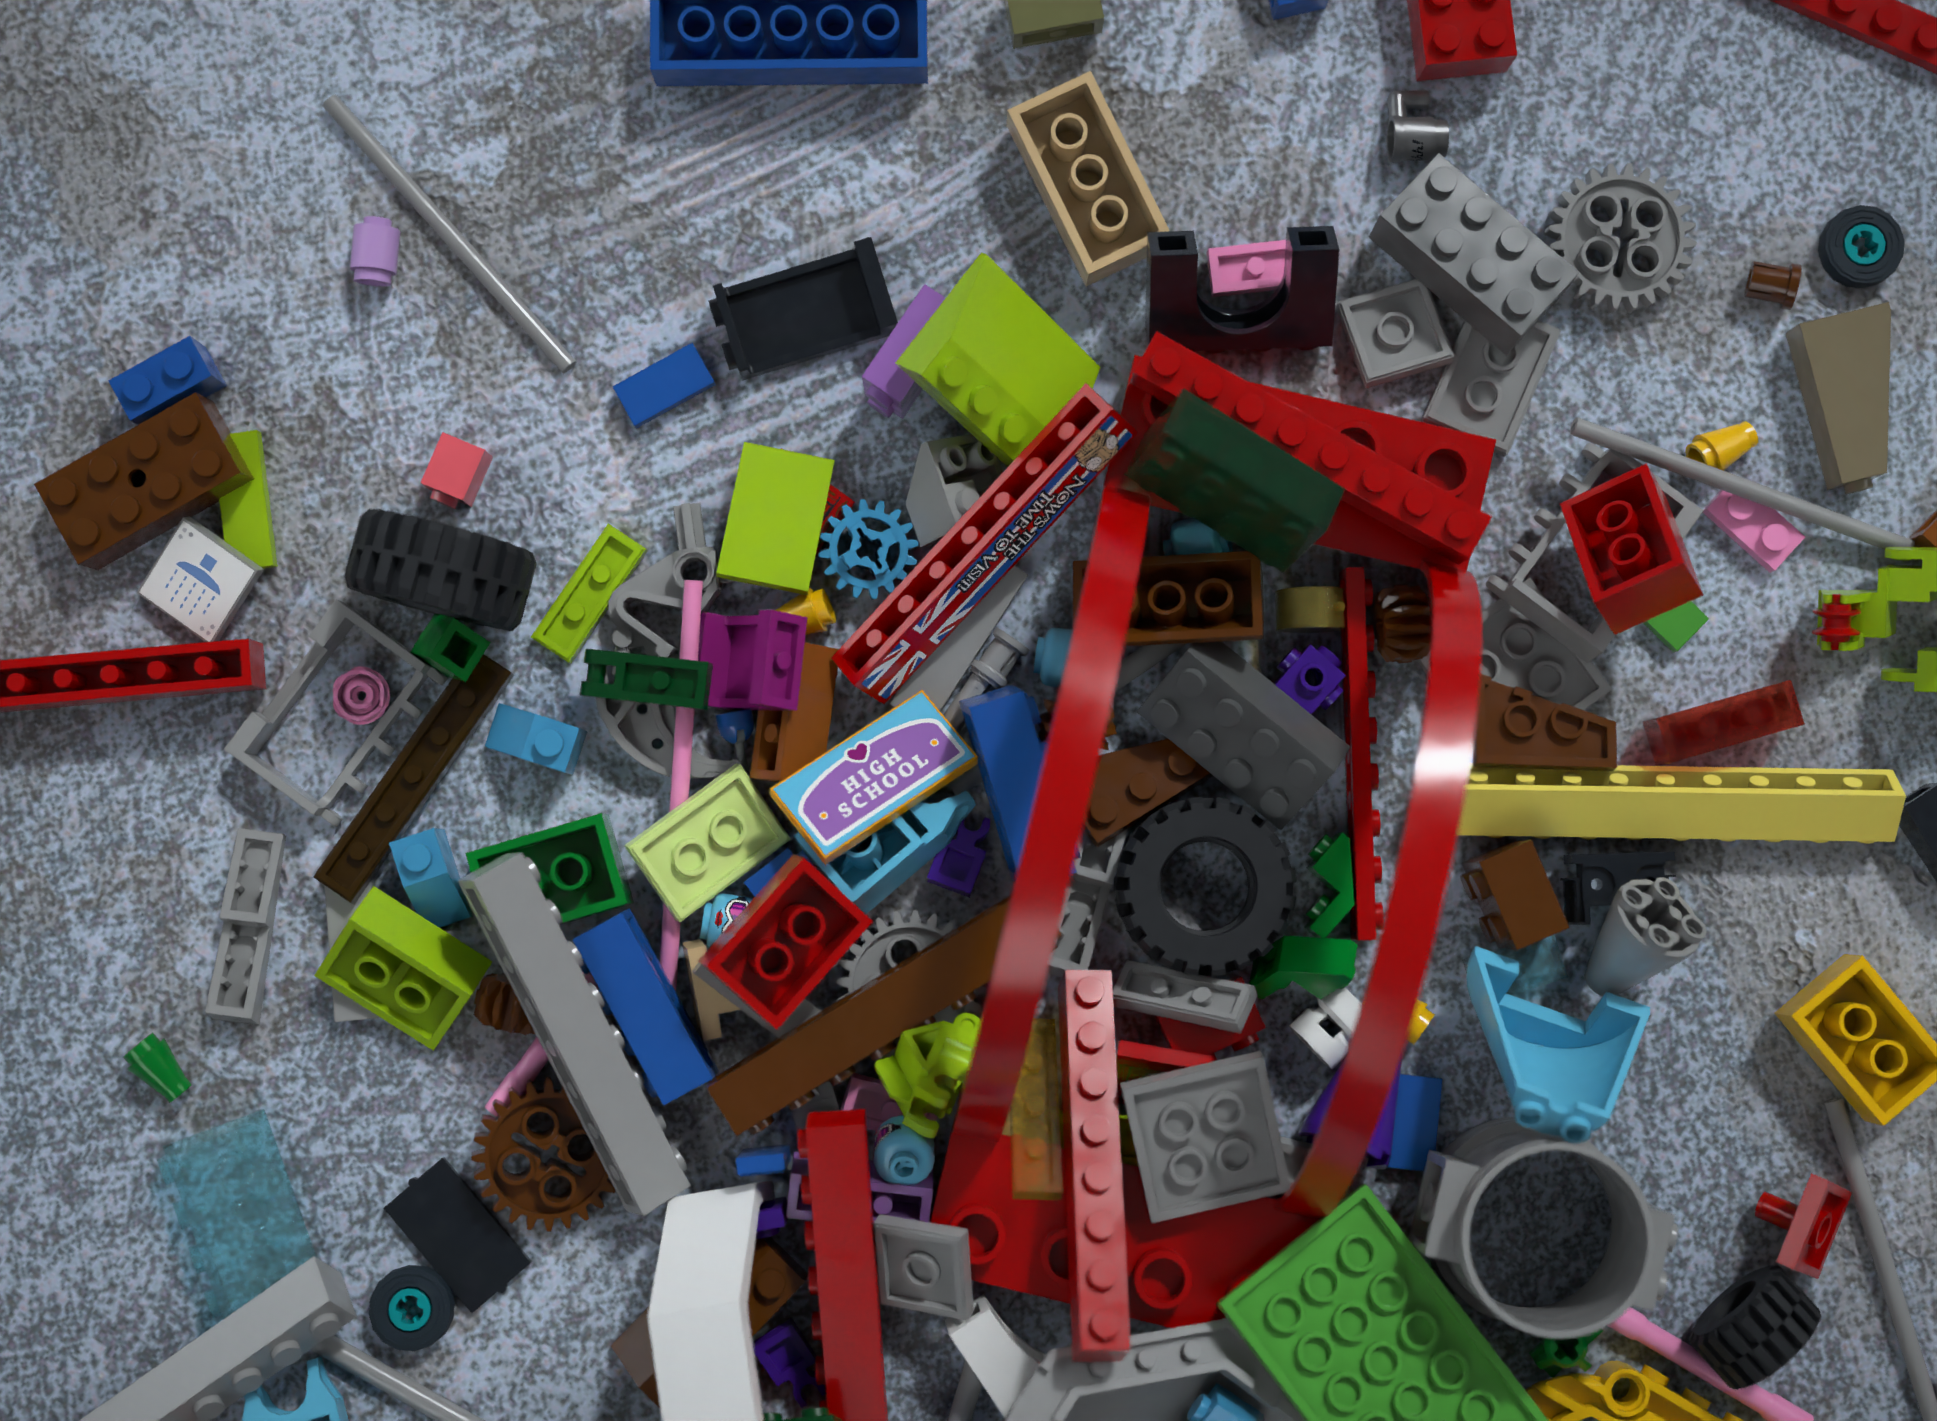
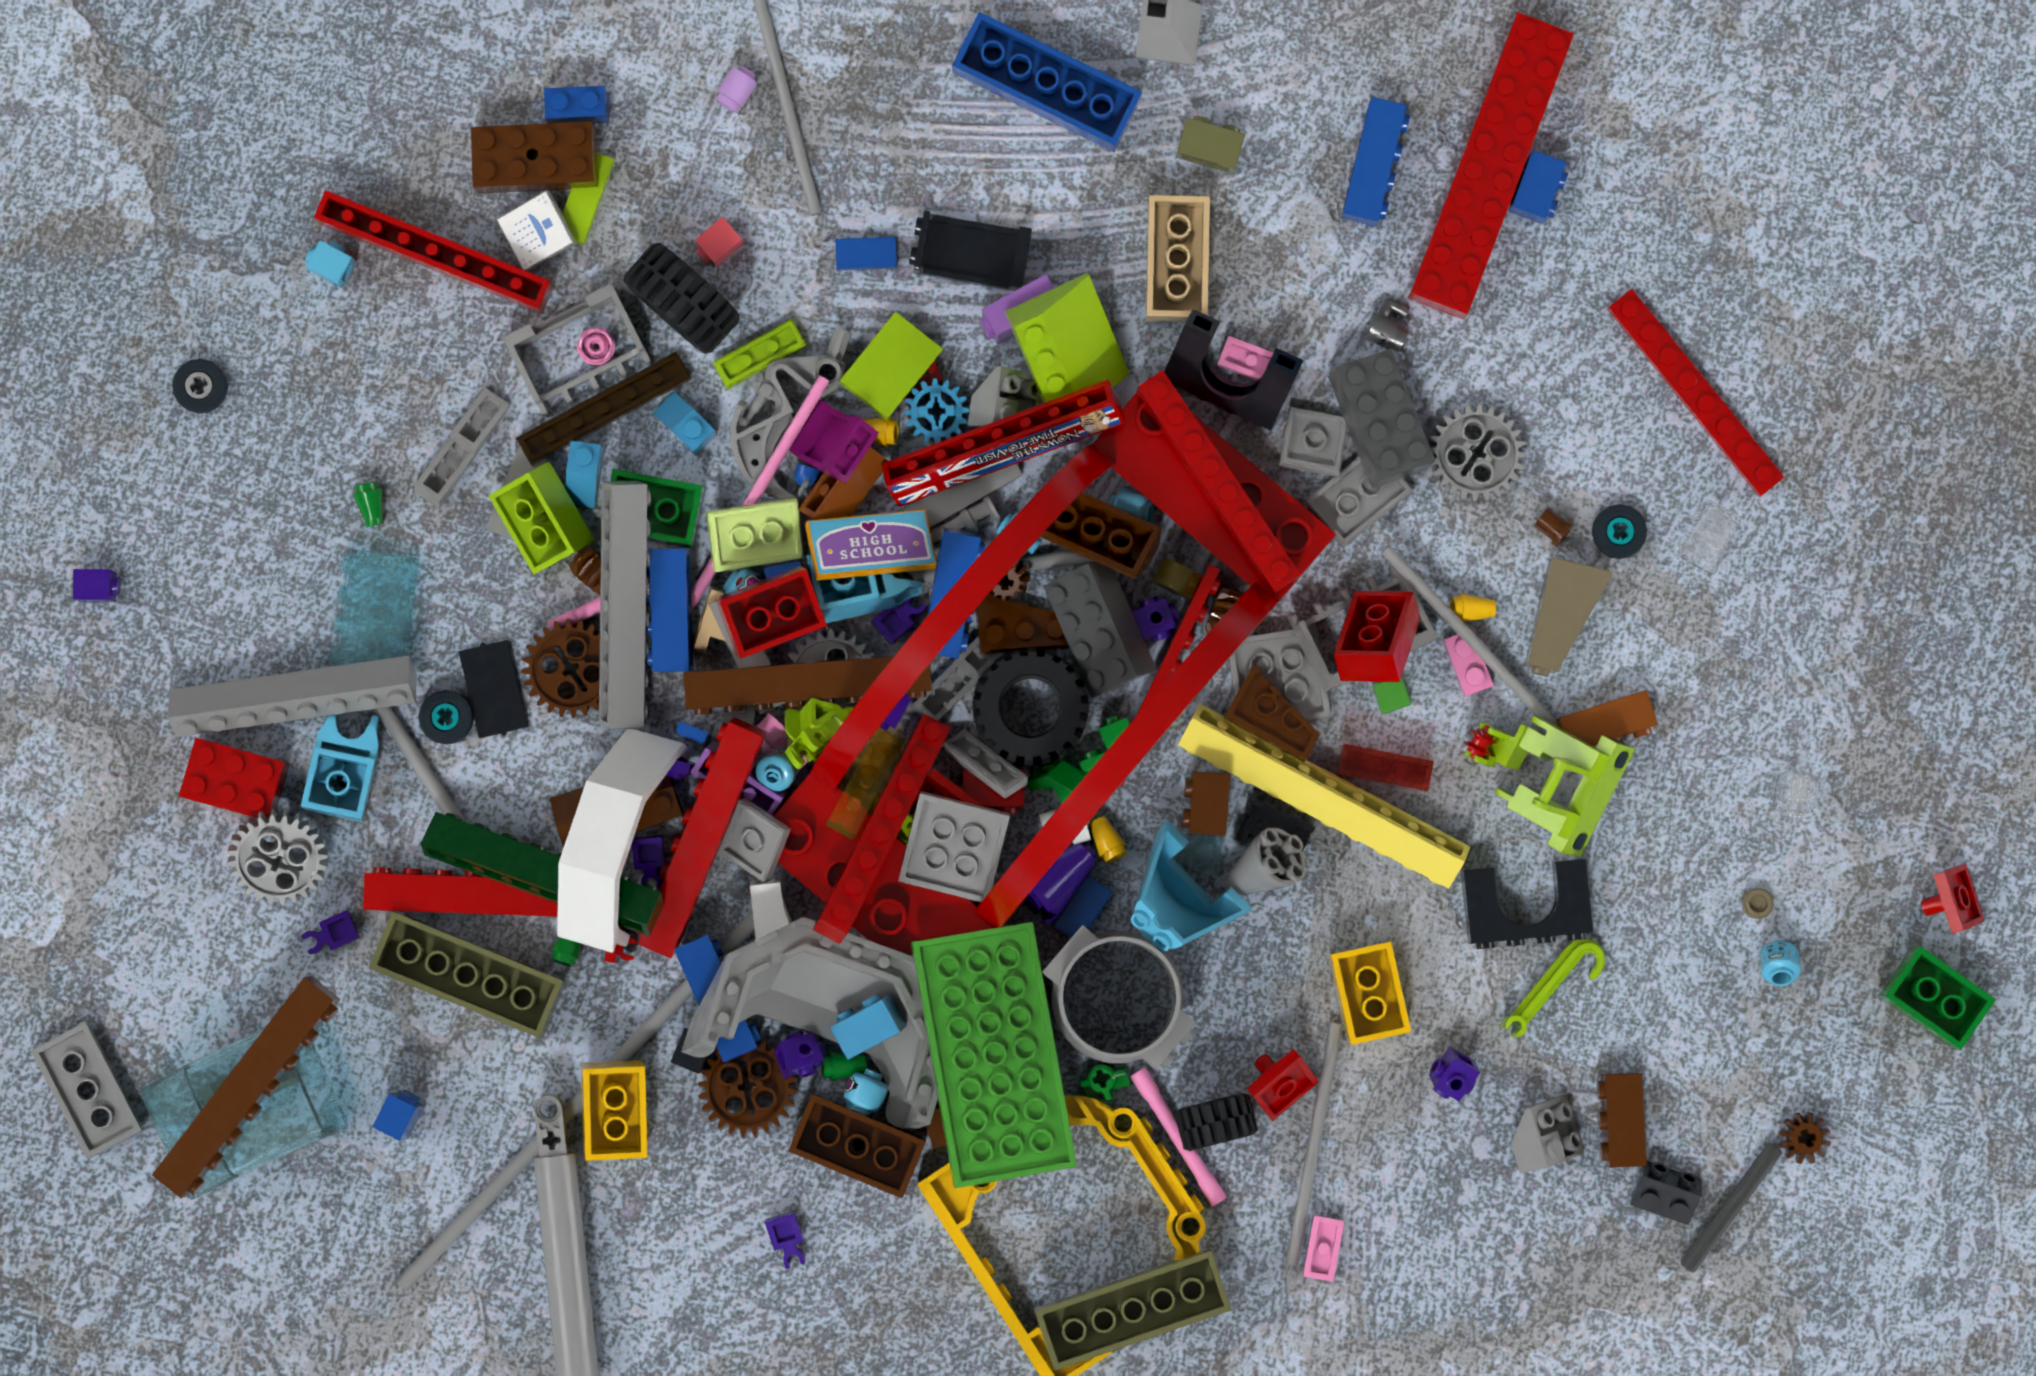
camera: 30 degrees right, 0 degrees up
(450, 647) = (663, 344): green brick -> none
(648, 679) = (768, 422): dark green plate -> none
(1234, 481) = (1163, 479): clear green brick -> none

